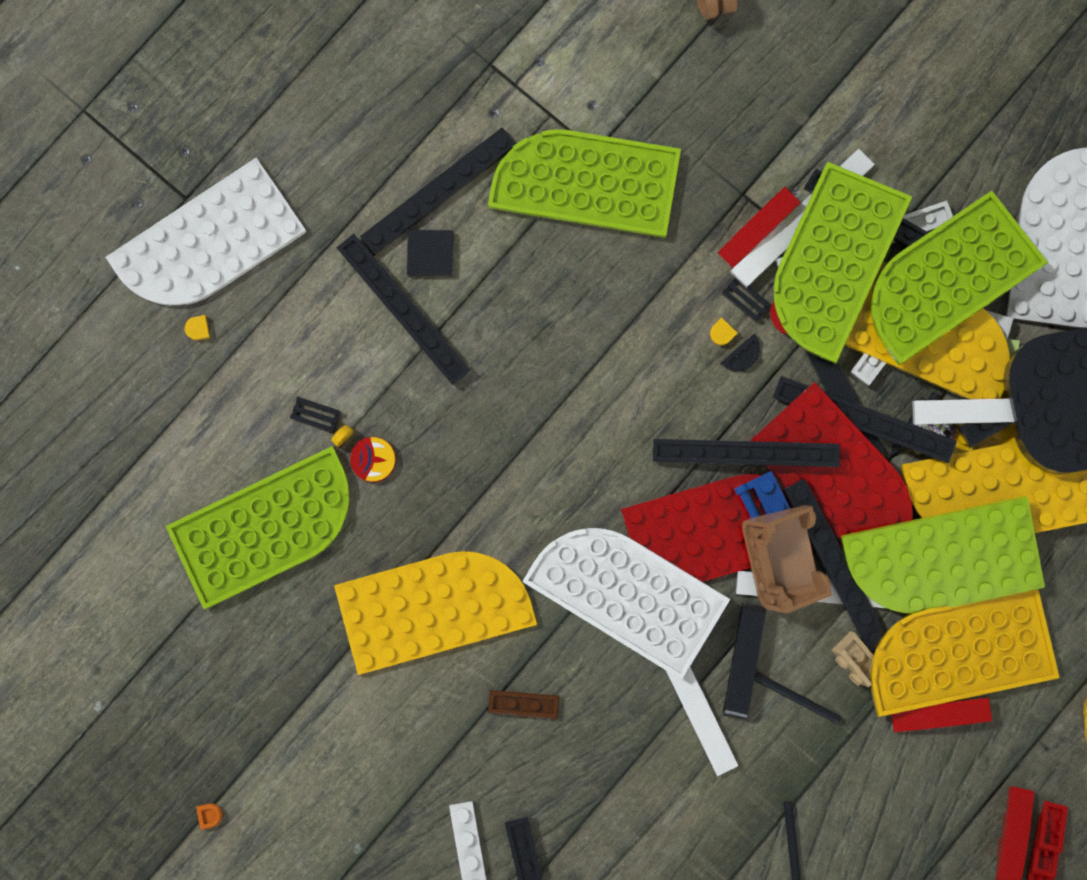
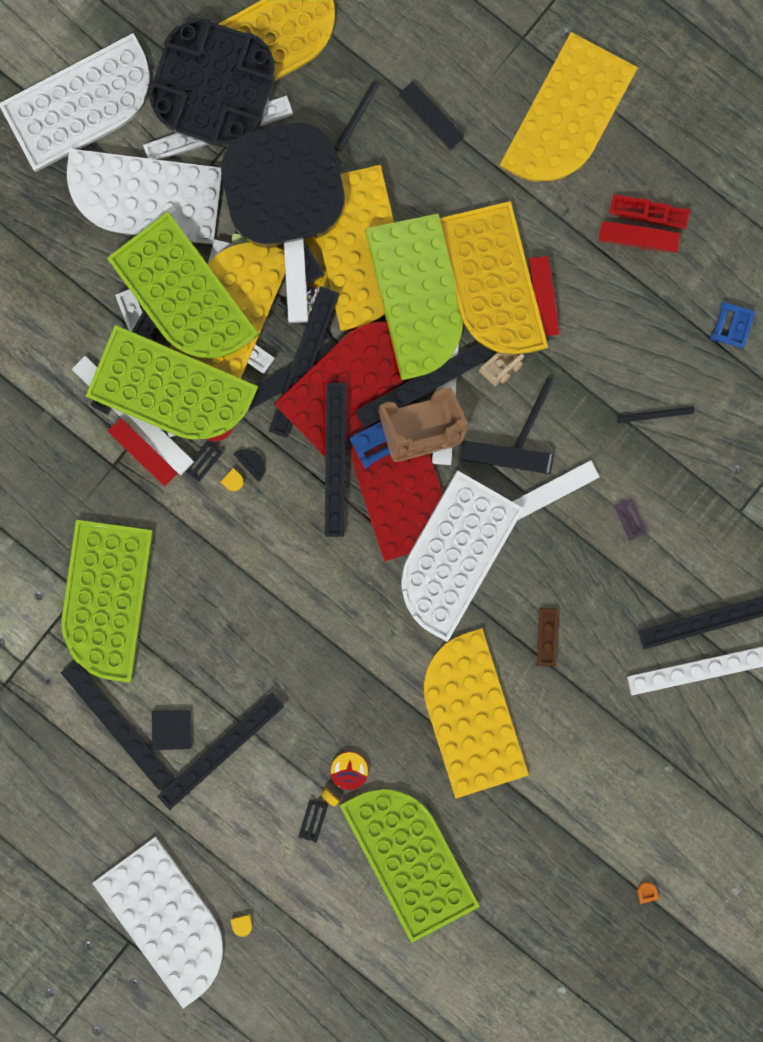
camera: 100 degrees left, 5 degrees up
(645, 820) = (623, 522): none -> clear purple tile

